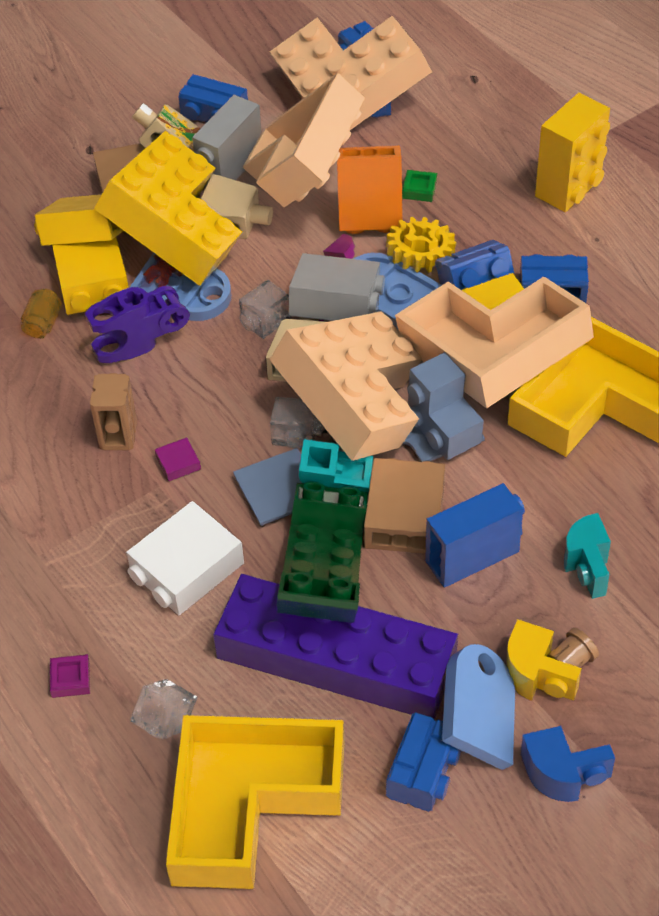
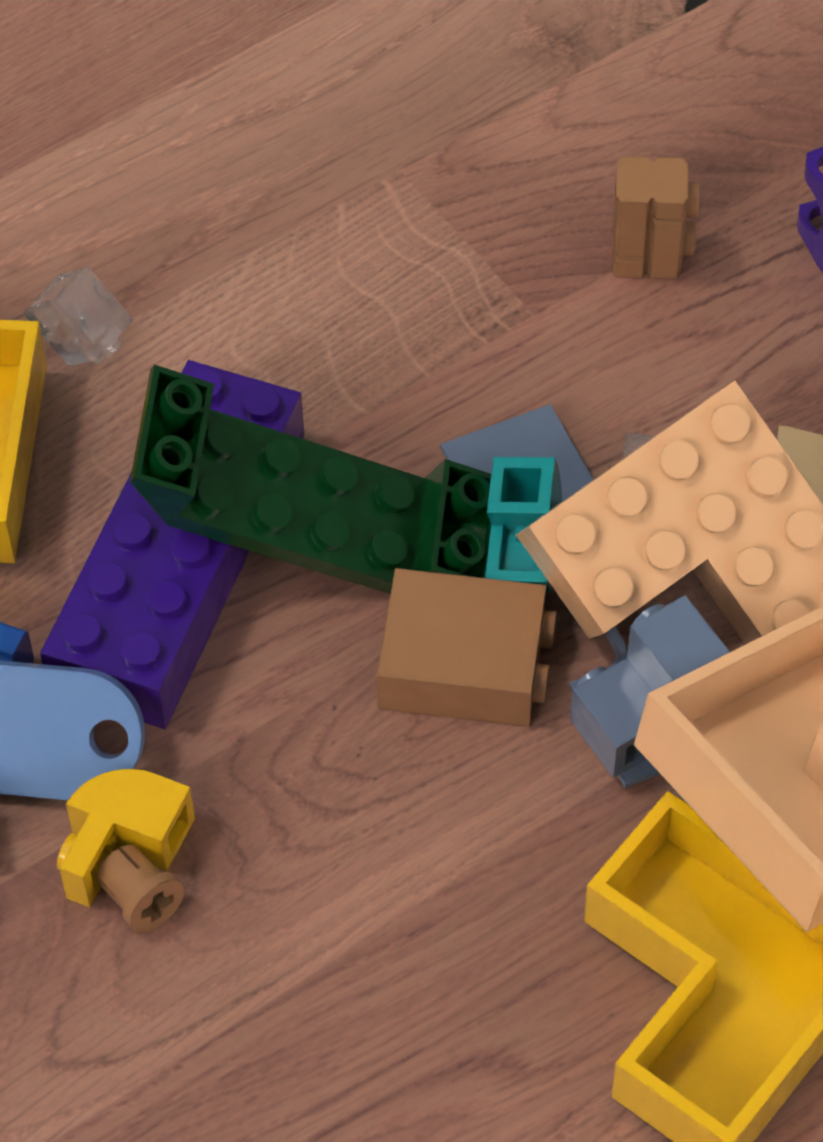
camera: 90 degrees right, 5 degrees up
(69, 676) = (171, 219): magenta tile -> none
(177, 459) = (582, 330): magenta tile -> none
(184, 558) = (367, 340): white brick -> none
(474, 534) = (370, 730): blue brick -> none
(587, 553) = (358, 922): teal brick -> none

